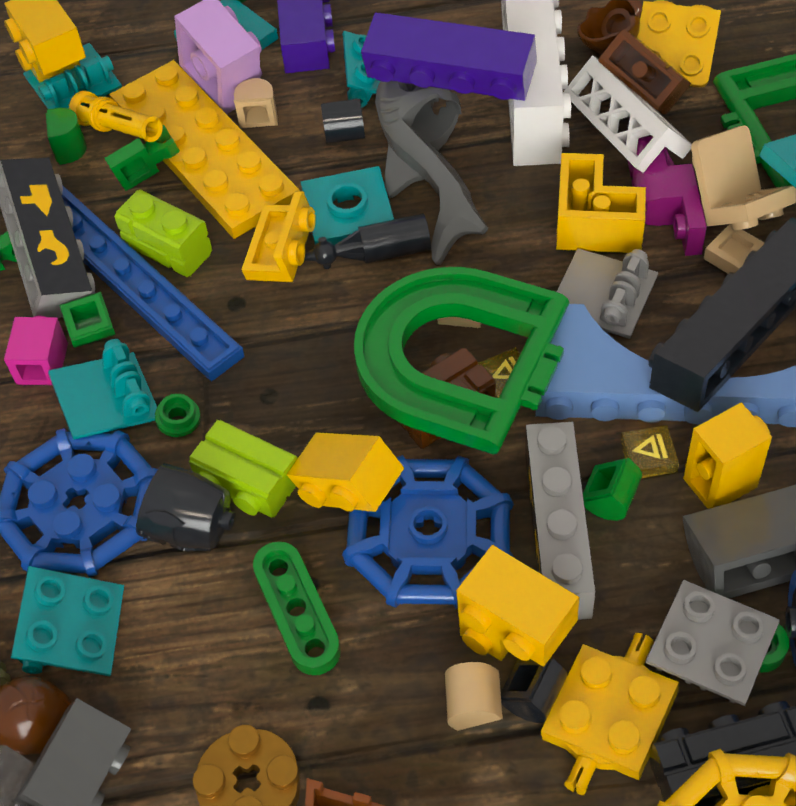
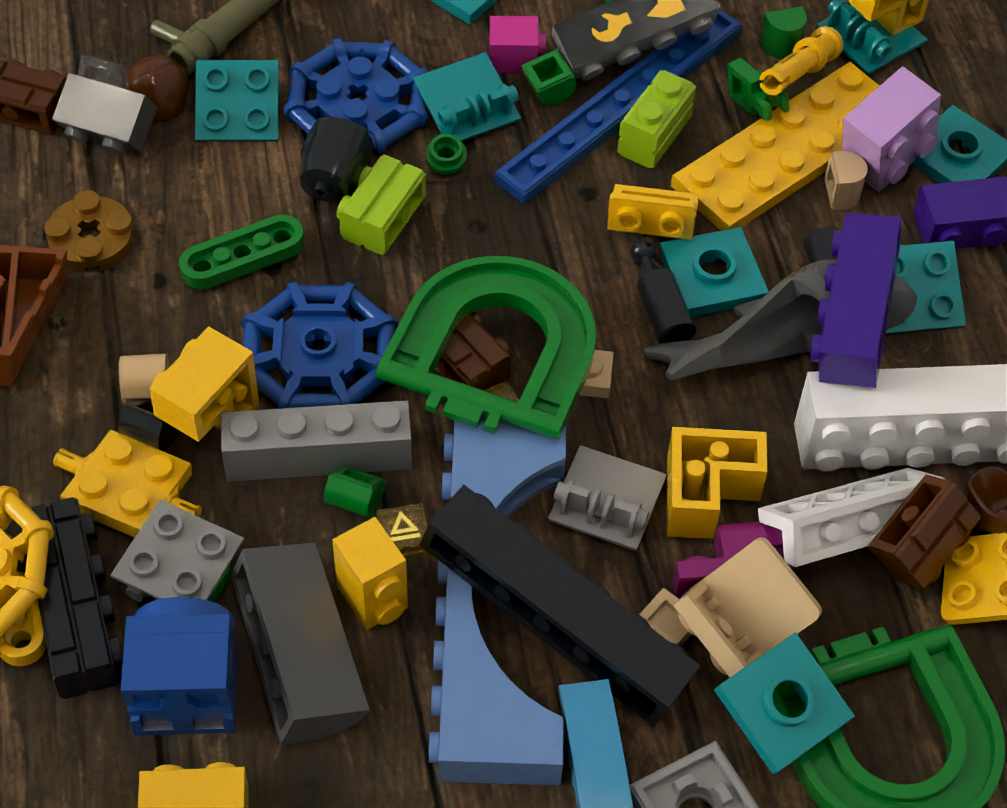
camera: 80 degrees right, 0 degrees up
(345, 471) = (363, 267): yellow brick -> none

